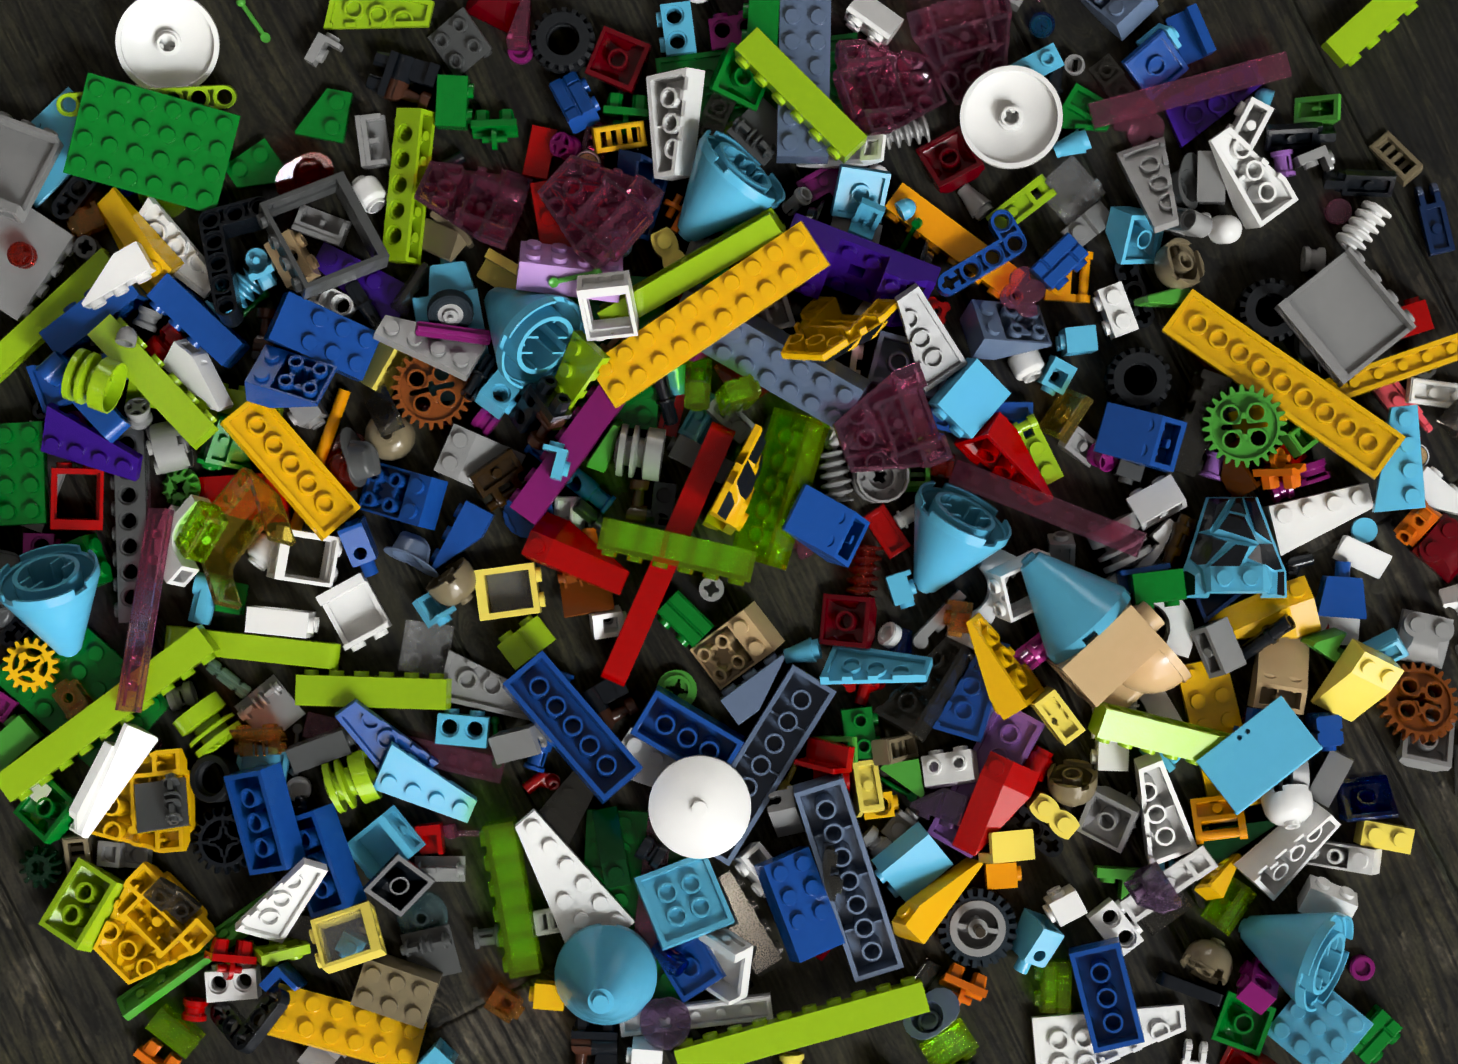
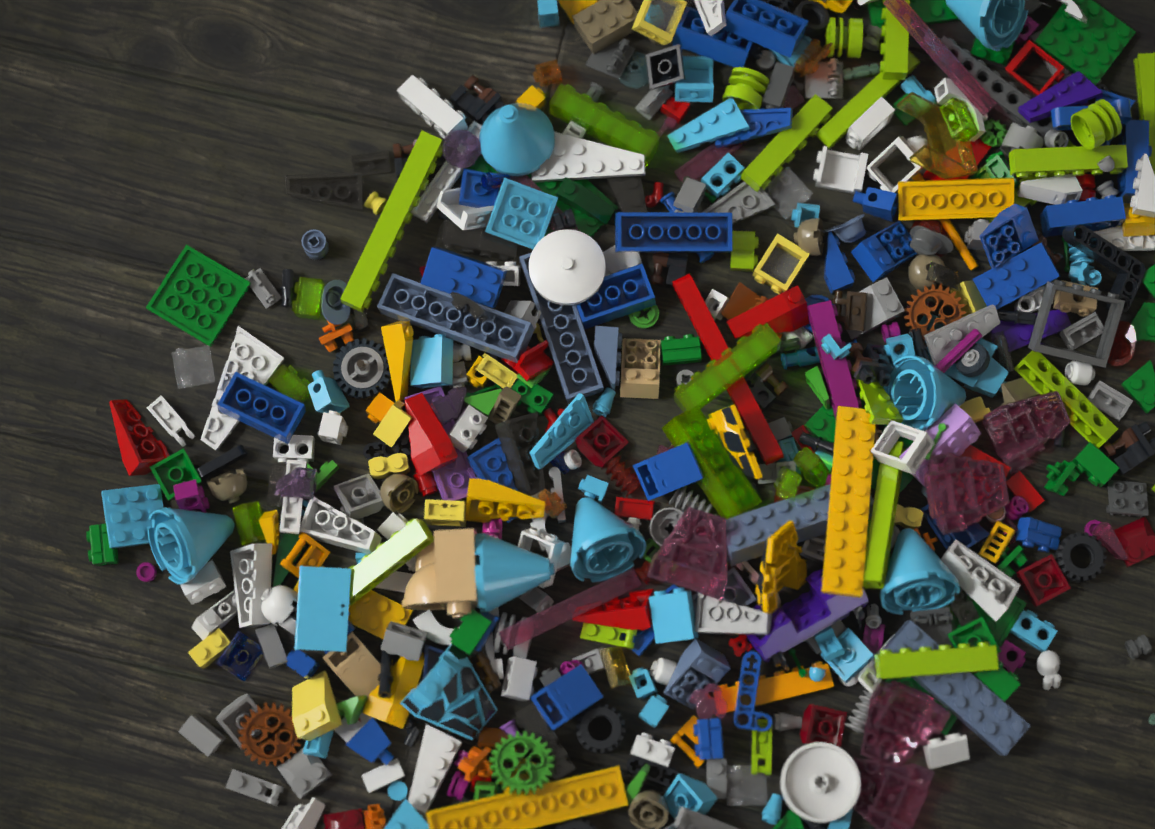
camera: 125 degrees right, 10 degrees down
(640, 452) = (803, 399): light grey wheel -> none

